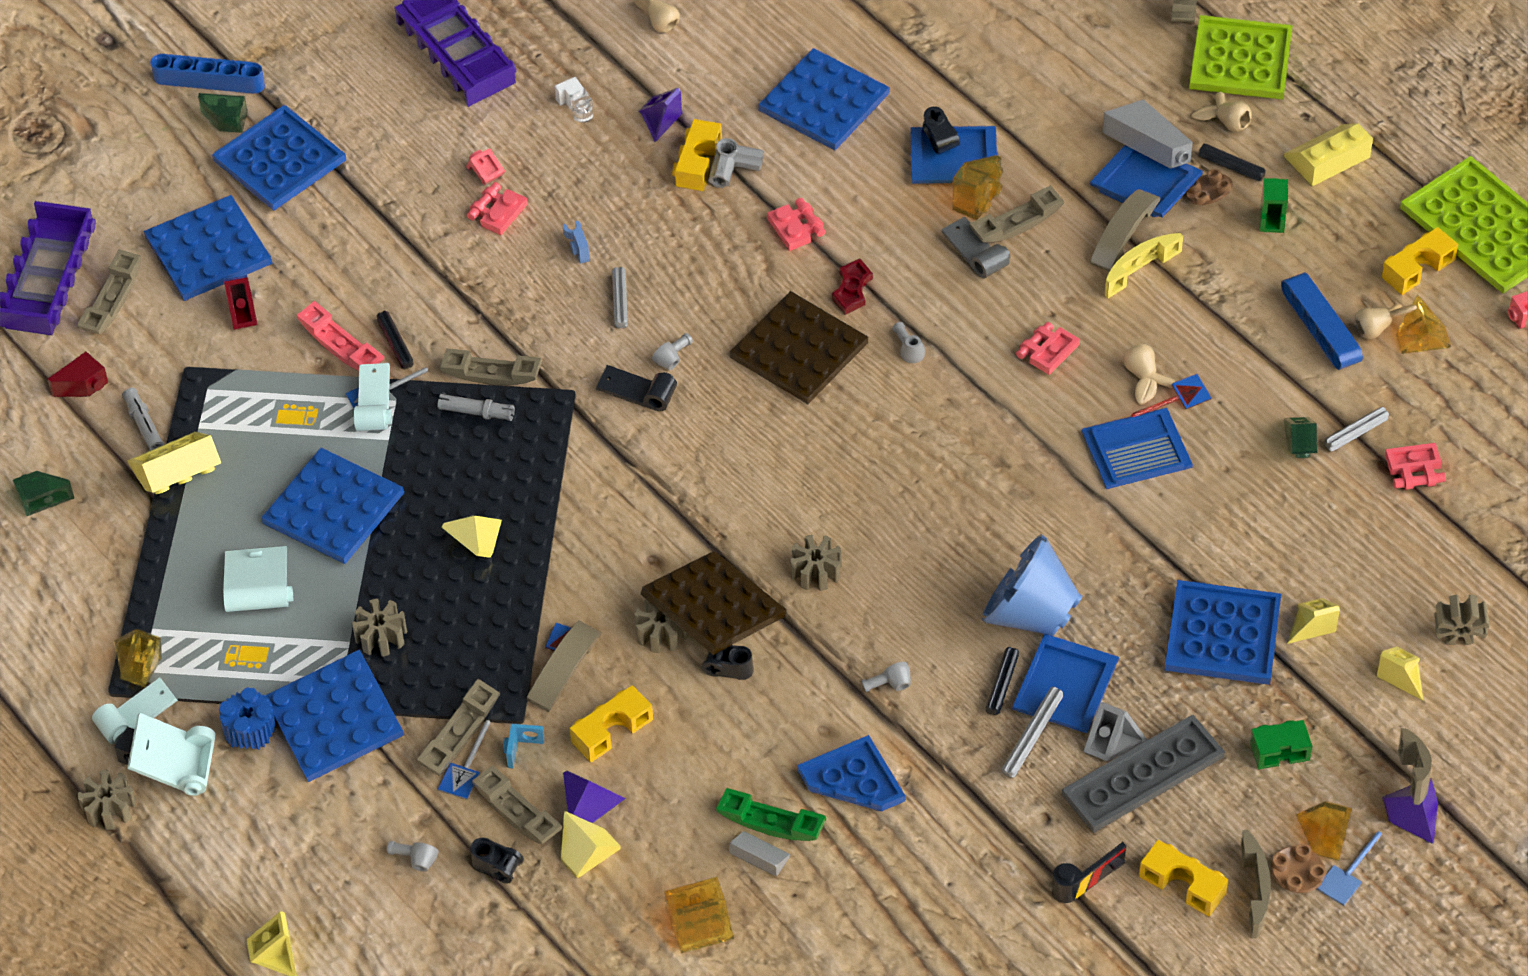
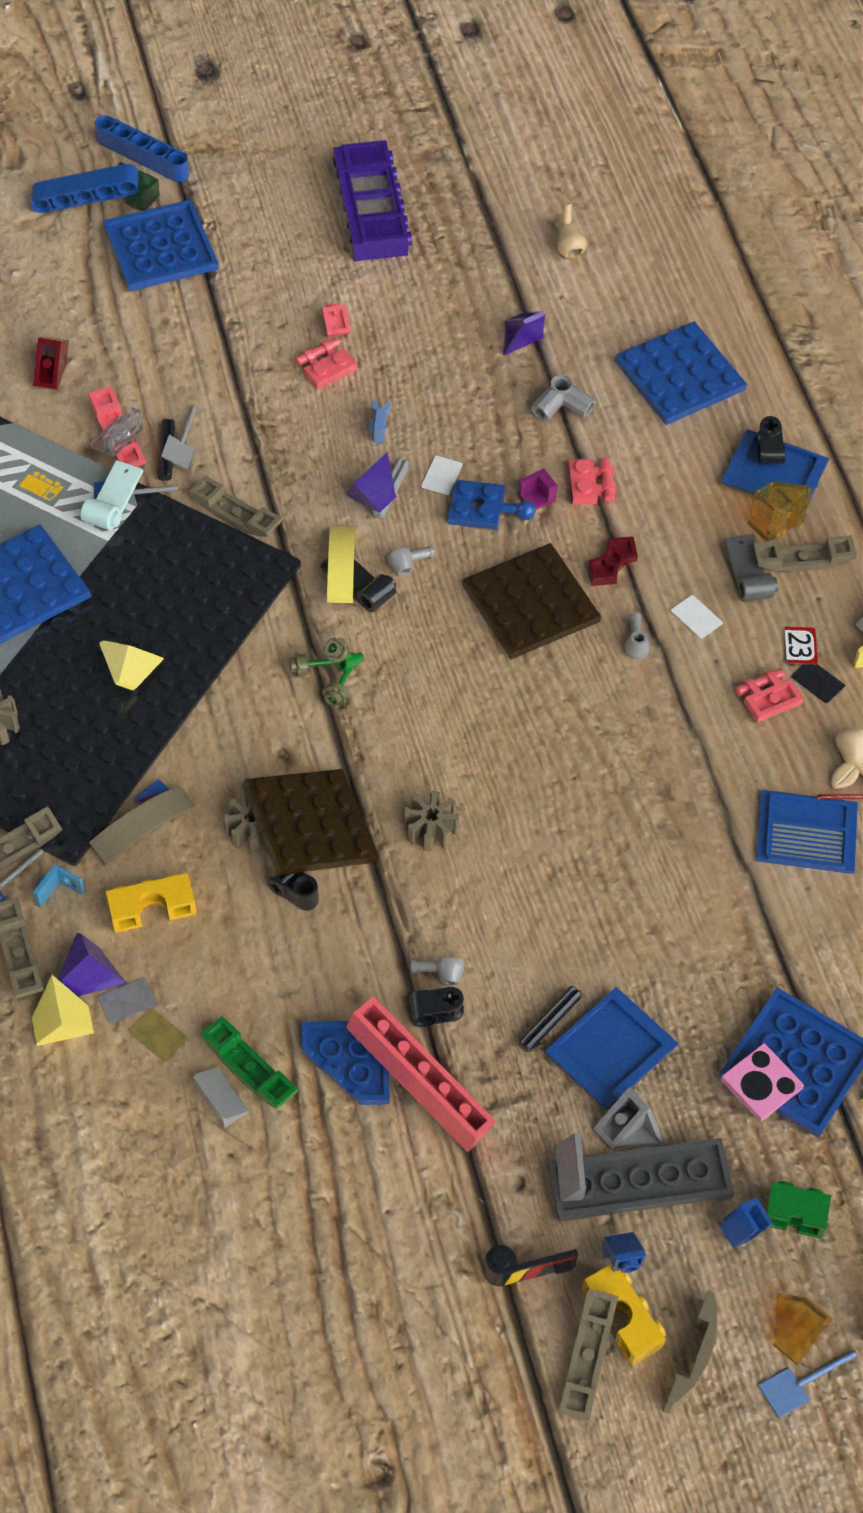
camera: 20 degrees right, 5 degrees up
(179, 130) = (84, 188): none -> blue beam
(207, 247) = (53, 302): blue plate -> none
(346, 340) = (119, 433): none -> clear panel
(405, 336) = (176, 450): none -> light grey piece
(477, 407) = (207, 546): light grey pin -> none
(576, 98) = (450, 282): leg -> none
(608, 299) = (375, 486): none -> dark purple slope
(616, 378) = (341, 564): none -> light yellow slope
(634, 811) = (127, 1000): none -> flat silver sticker
(658, 269) = (442, 475): none -> white sticker
(664, 458) = (337, 654): none -> olive plant
(676, 827) = (158, 1034): none -> clear yellow sticker
(698, 914) = (122, 1138): clear yellow slope -> none
(700, 140) = (520, 391): yellow arch -> none
(720, 287) = (489, 513): none -> blue plate
(754, 249) = (538, 489): none -> magenta panel
(901, 709) = (433, 1006): none -> black piece
(922, 762) = (420, 1074): none -> coral brick
(950, 306) = (696, 616): none -> white sticker
(1032, 732) = (550, 1086): light grey axle -> none
(1035, 593) = (621, 943): medium blue cone -> none
(1052, 296) = (801, 645): none -> sticker
(1082, 321) = (818, 681): none -> black sticker
(1085, 784) = (571, 1168): none -> light grey slope
(1161, 829) = (624, 1252): none -> blue slope
(1171, 917) = (588, 1354): none -> dark tan slope
(1204, 657) = (762, 1082): none -> bright pink tile
(1245, 769) = (745, 1223): none -> blue window
(1298, 869) = (748, 1356): medium nougat dish -> none

